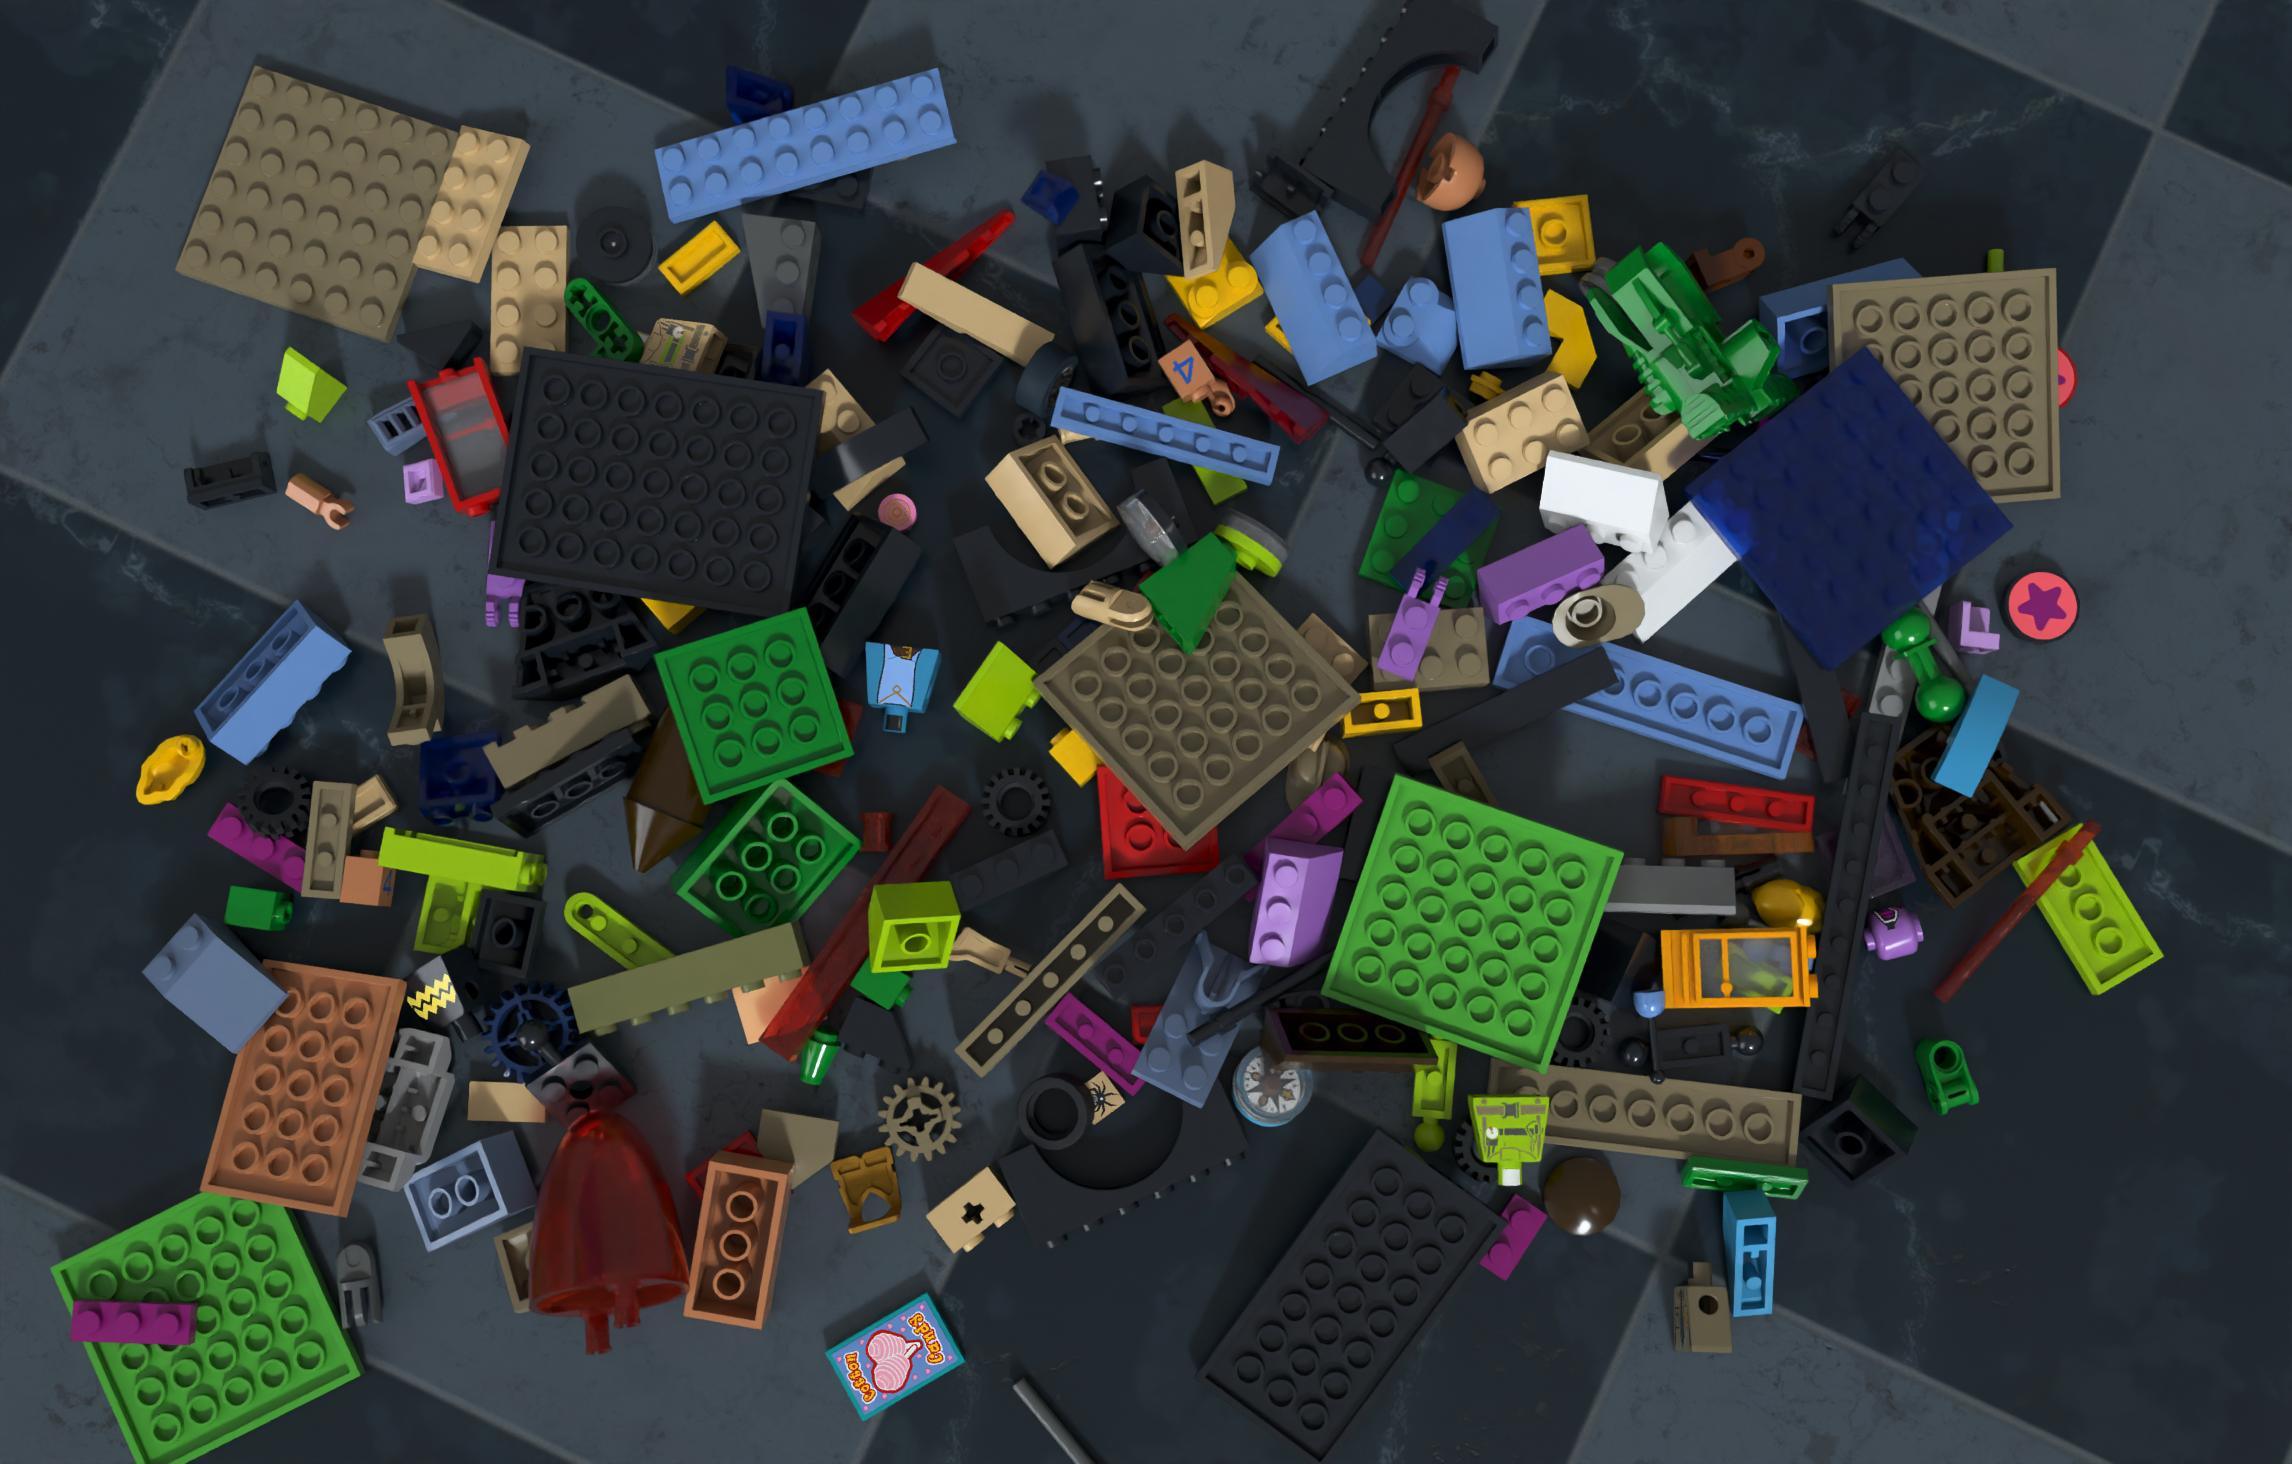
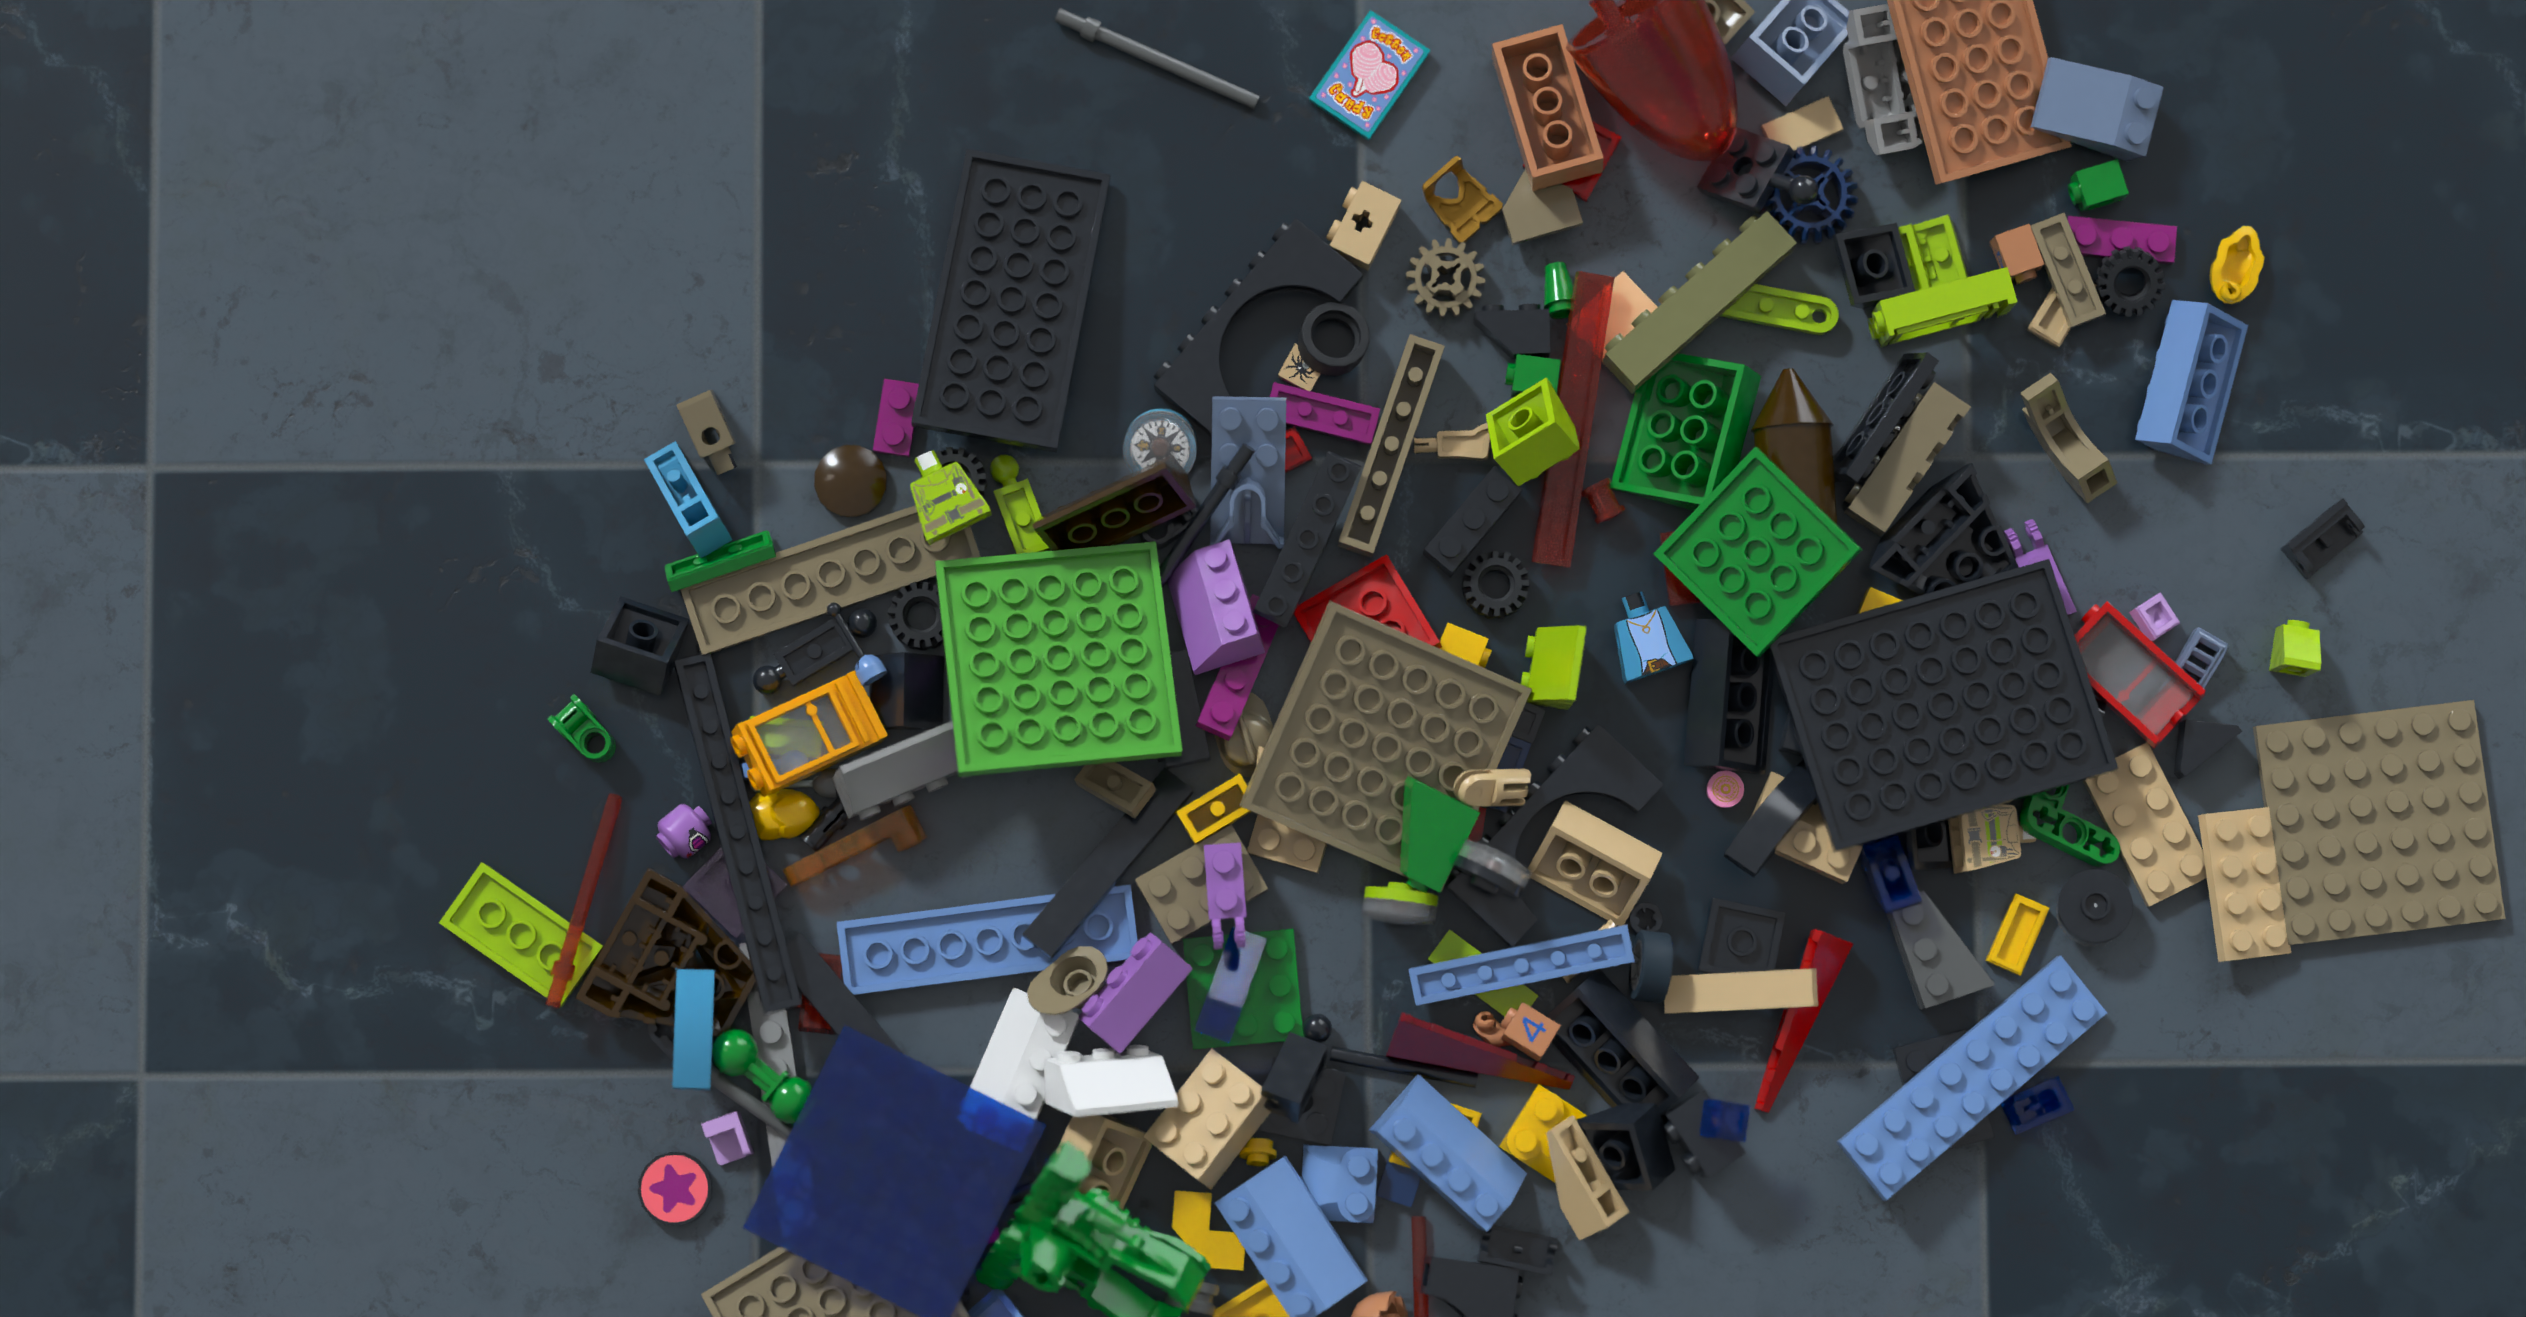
camera: 150 degrees right, 0 degrees up
(319, 500) = (2235, 557): nougat bar -> none
(448, 993) = (1897, 192): black torso -> none
(458, 779) = (1983, 376): clear blue plate -> none
(1736, 804) = (867, 882): red tile -> none

